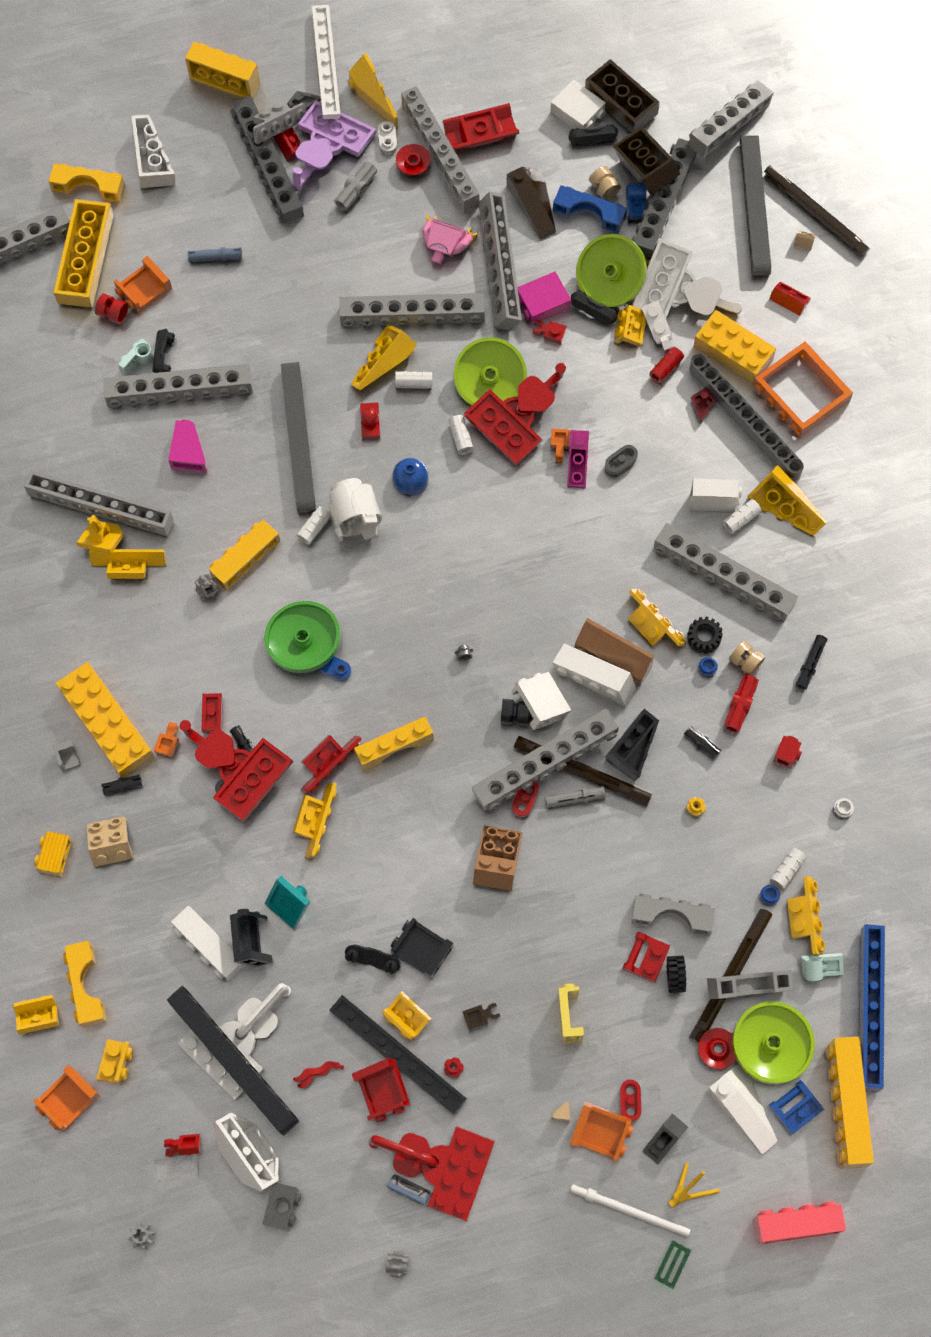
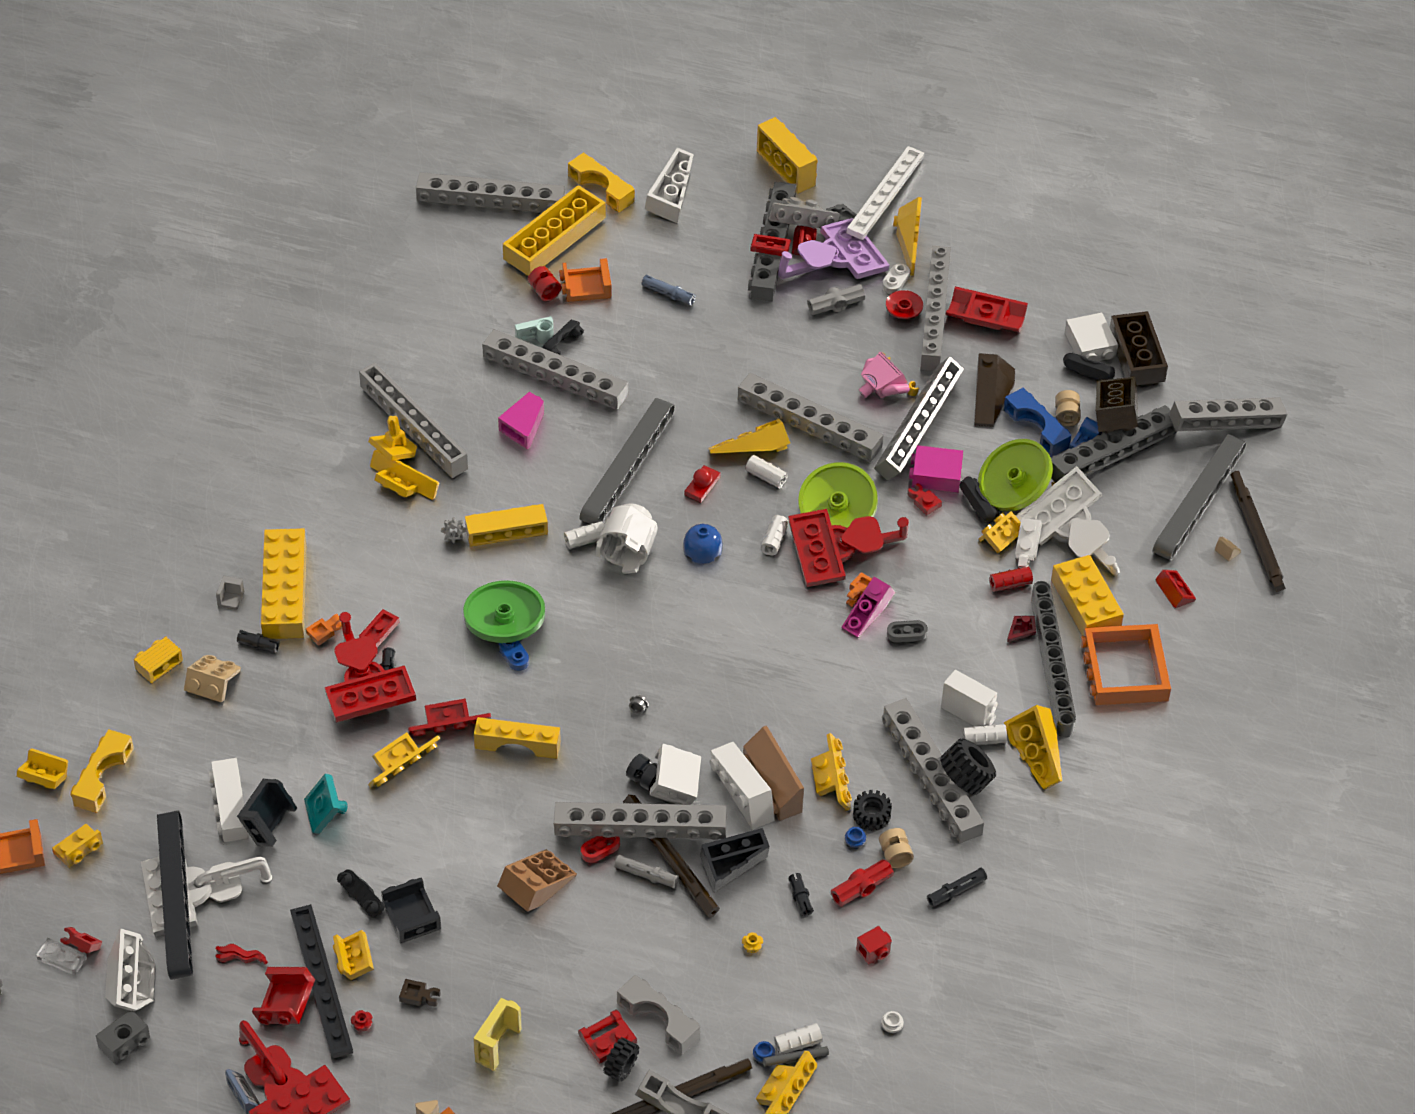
camera: 30 degrees right, 20 degrees down
(273, 169) = (769, 245): none -> red tile
(755, 555) = (968, 766): none -> black tyre
(795, 883) = (794, 1056): none -> dark grey bar

